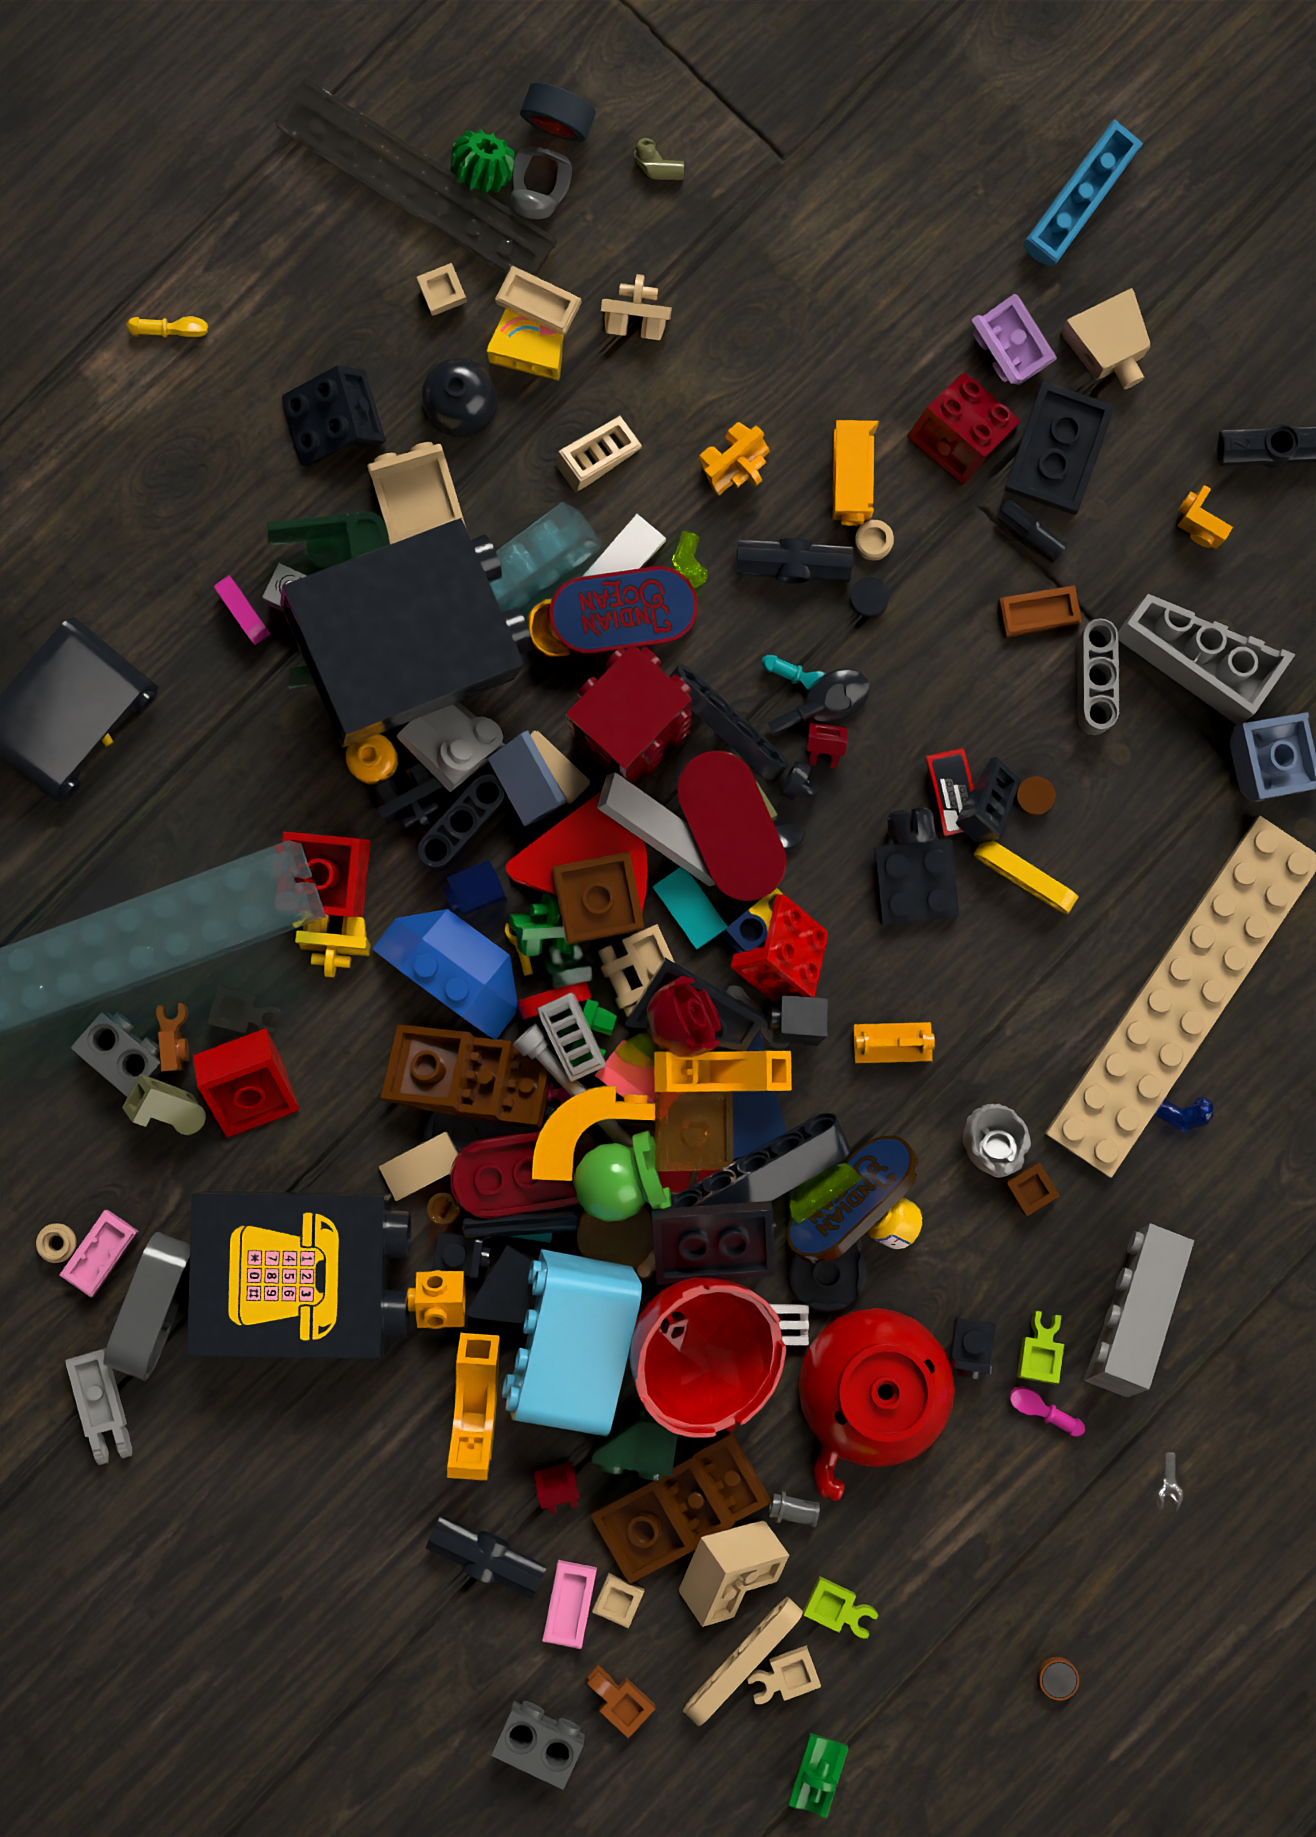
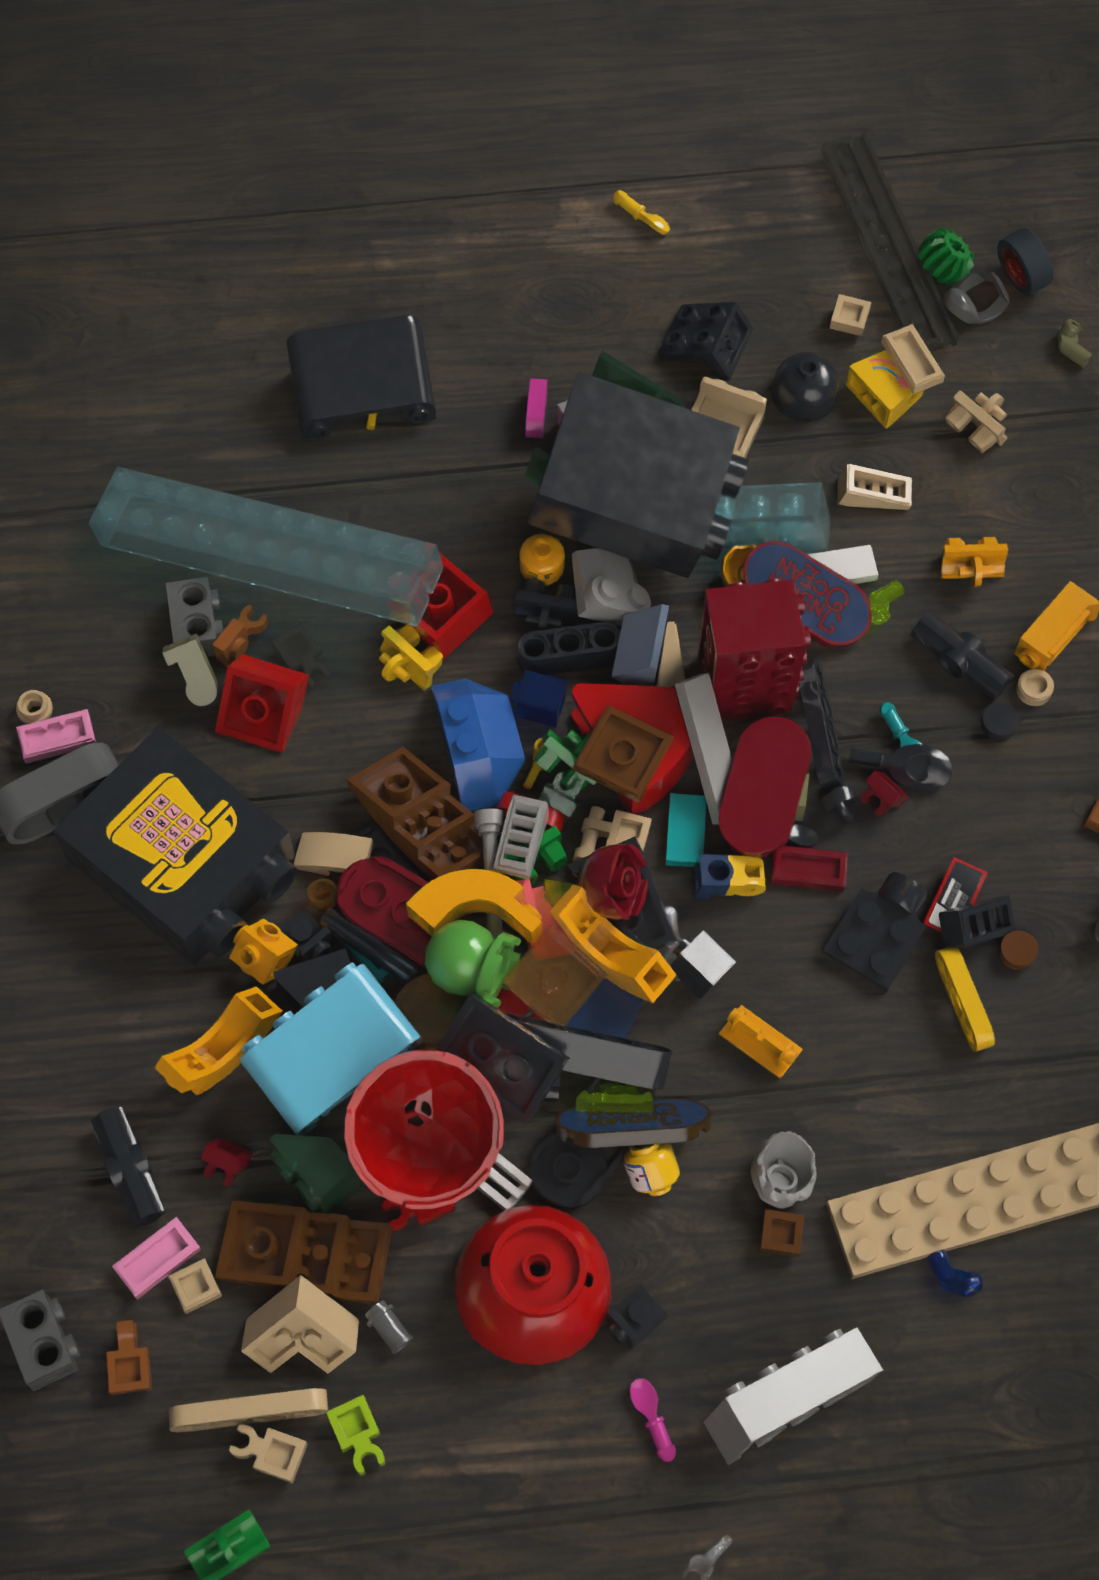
camera: 40 degrees right, 20 degrees down
(790, 957) = (730, 906): red bracket -> none
(817, 858) = (809, 868): none -> dark red tile
(824, 1475) = (437, 1318): red arm -> none
(1040, 1356) = (684, 1367): lime plate -> none

